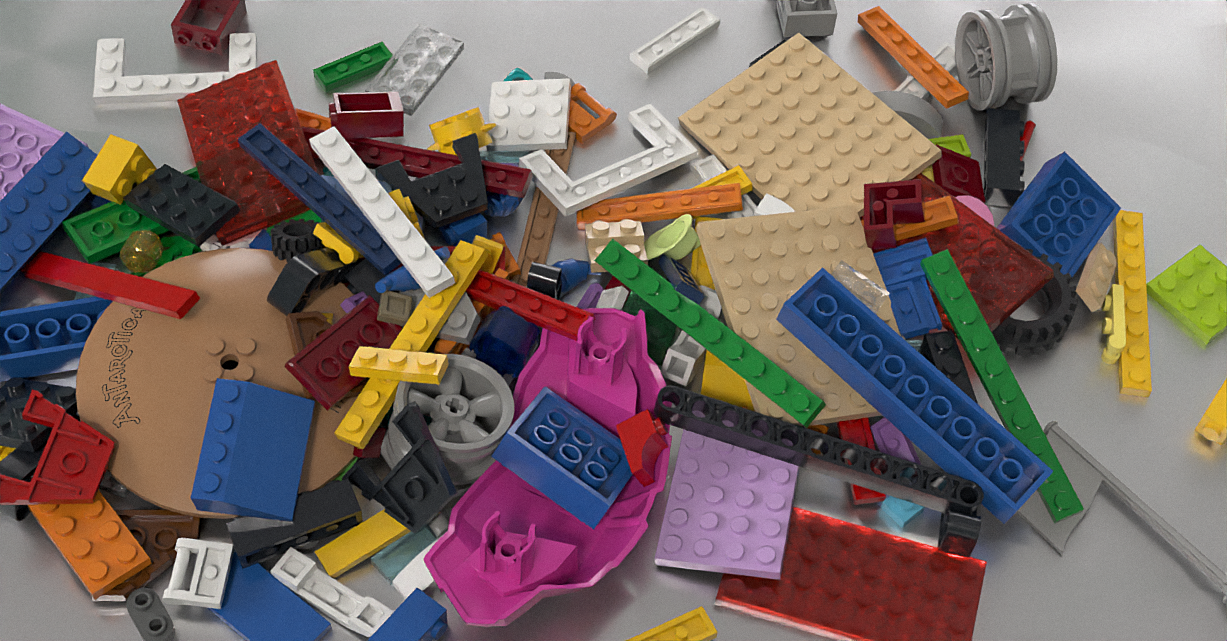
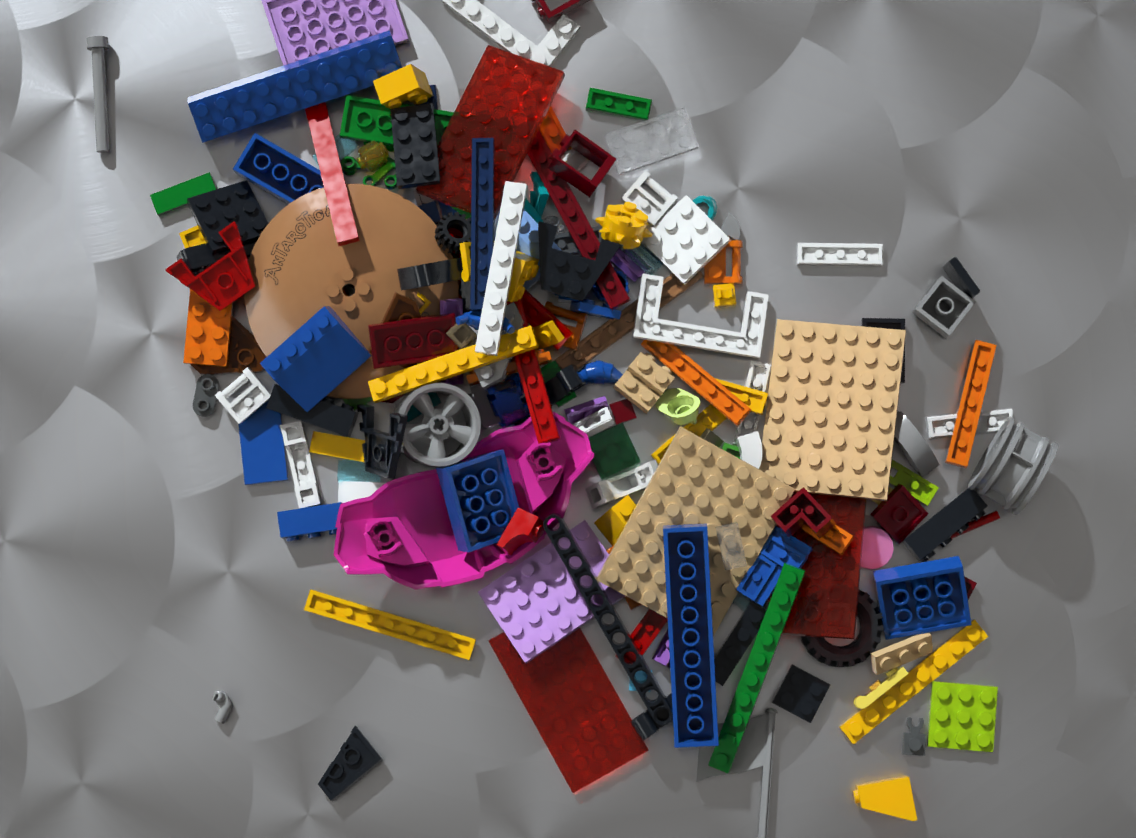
camera: 50 degrees right, 30 degrees up
(399, 365) = (426, 379): yellow plate -> none
(450, 105) = (646, 202): none -> white plate
(507, 217) = (591, 309): none -> blue wing
(610, 135) = (724, 295): none -> yellow tile
(681, 279) = (648, 445): dark blue tile -> none
(711, 334) = (621, 496): green plate -> none
(1055, 391) = (801, 693): none -> black plate
(1192, 347) = (914, 741): none -> dark grey plate

